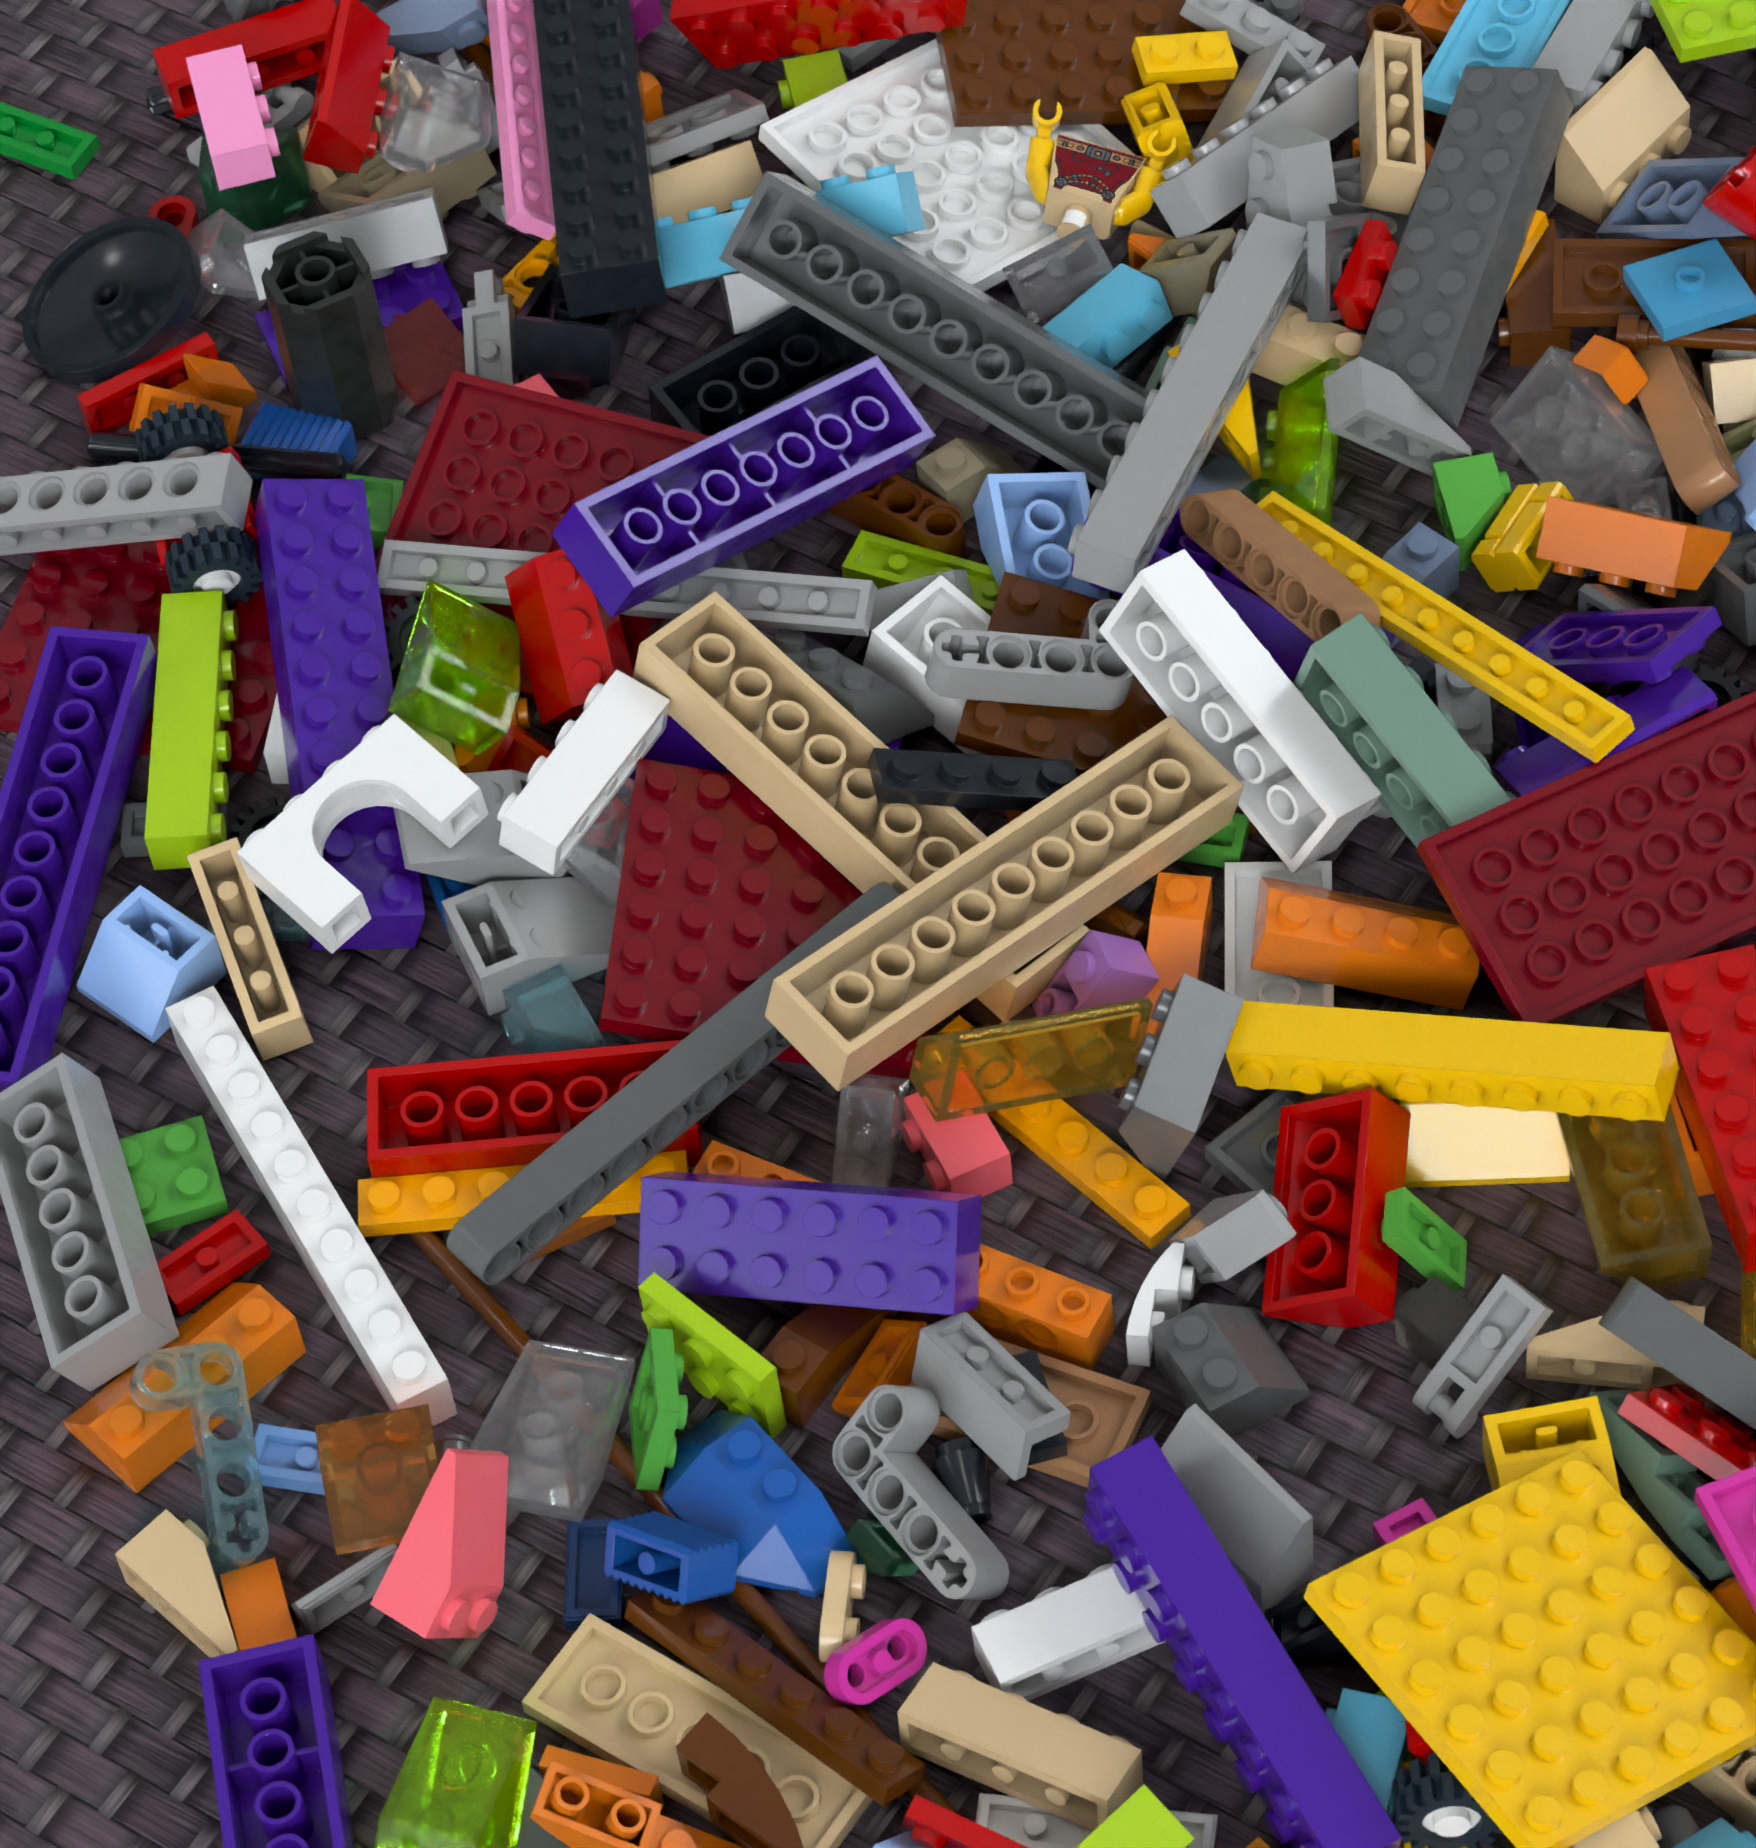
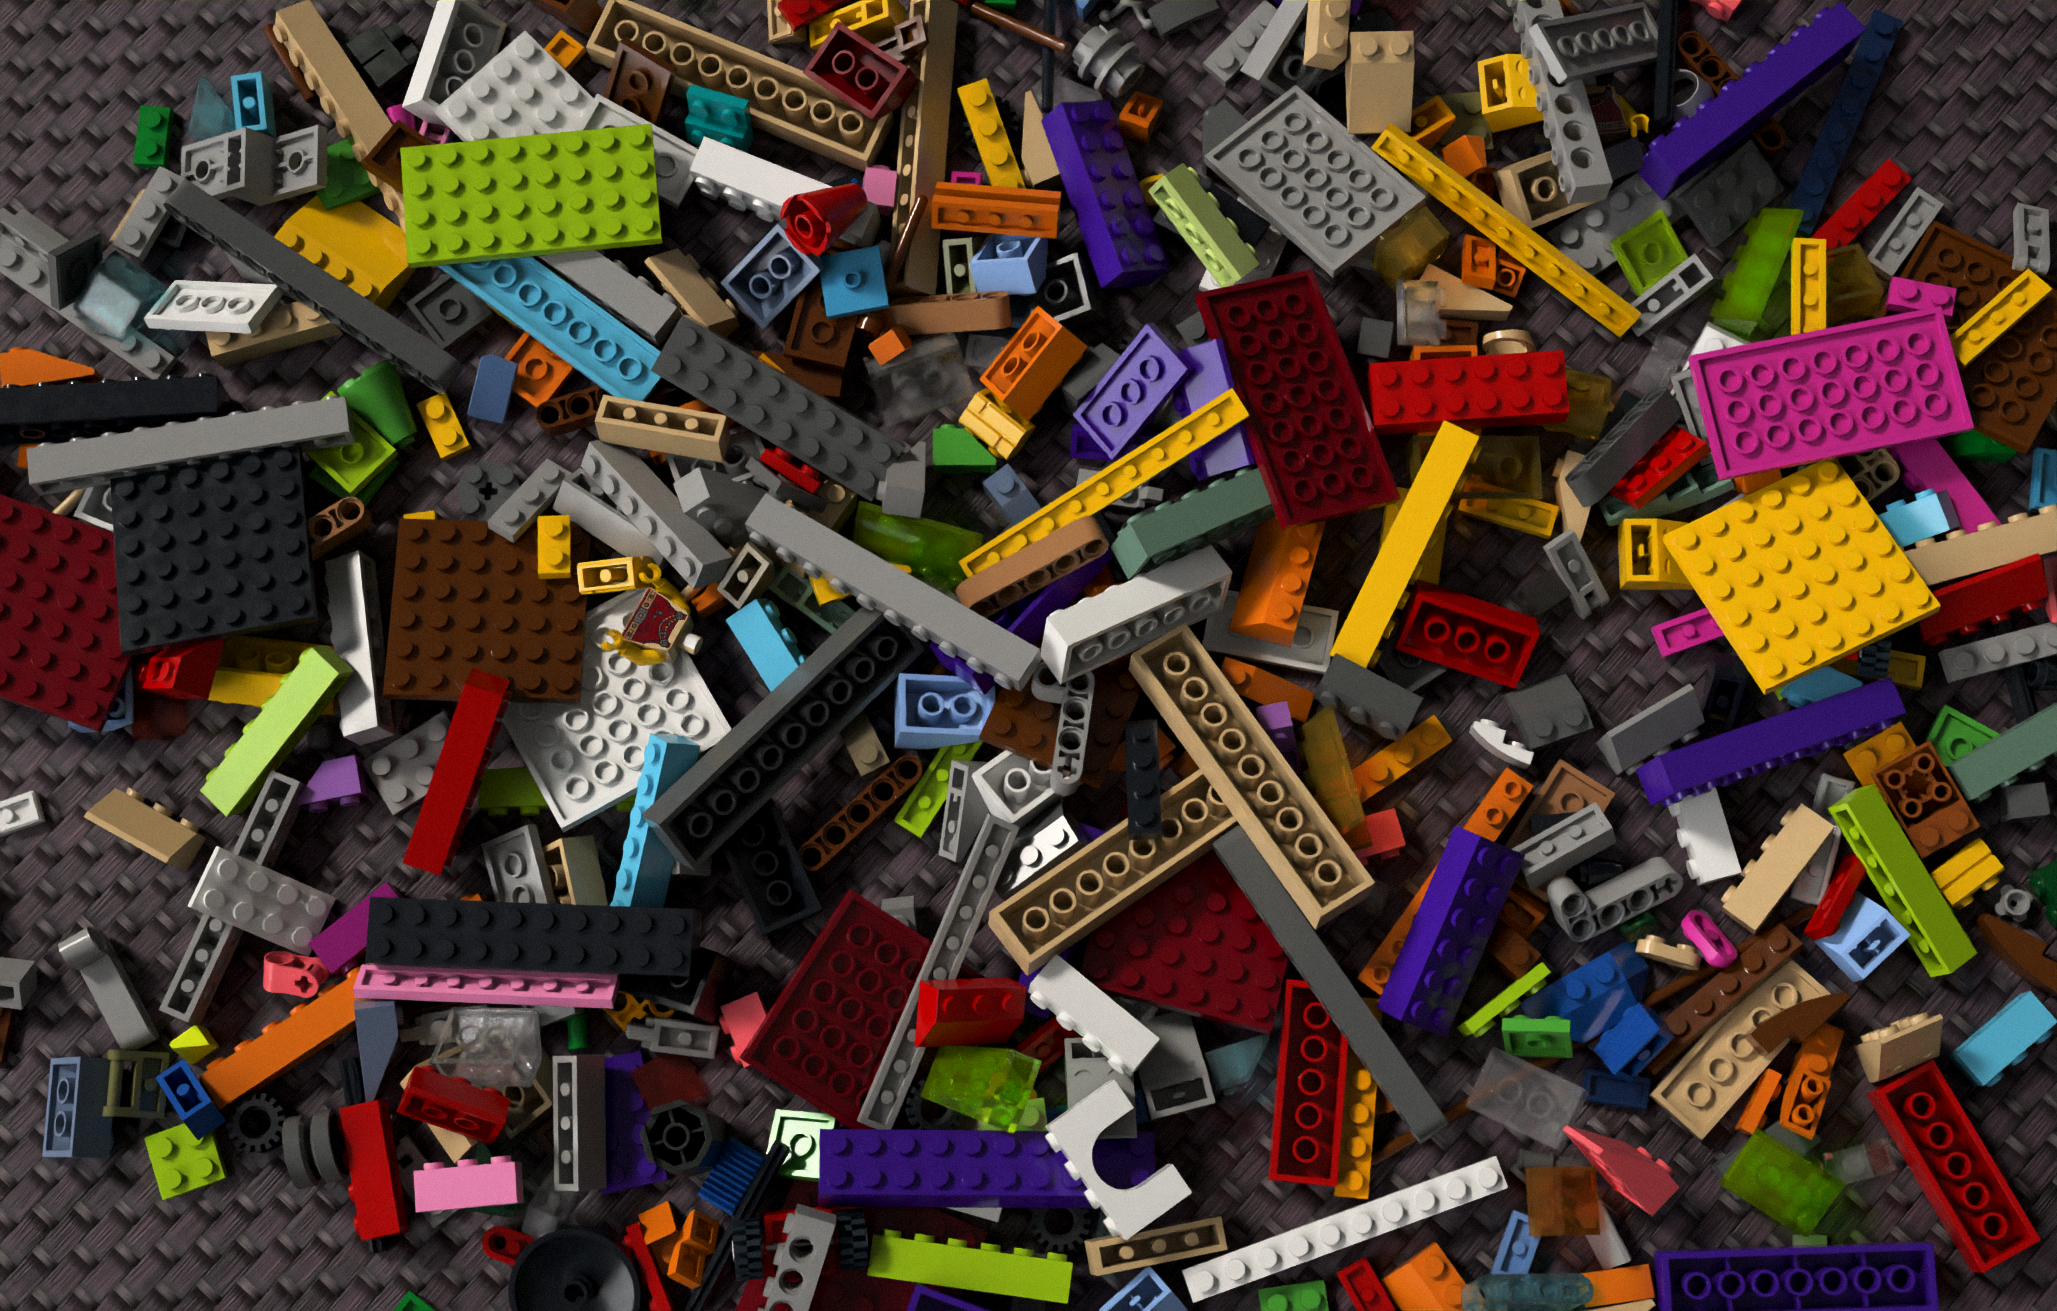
camera: 80 degrees left, 25 degrees up
(493, 243) = (578, 1031): none -> green axle
(742, 485) = (902, 882): dark purple brick -> none
(1058, 273) = (721, 661): clear slope -> none
(1233, 1234) = (1473, 695): light grey slope -> none
(1423, 1239) = (1496, 590): bright green plate -> none
(1575, 1279) = (1519, 514): none -> yellow plate

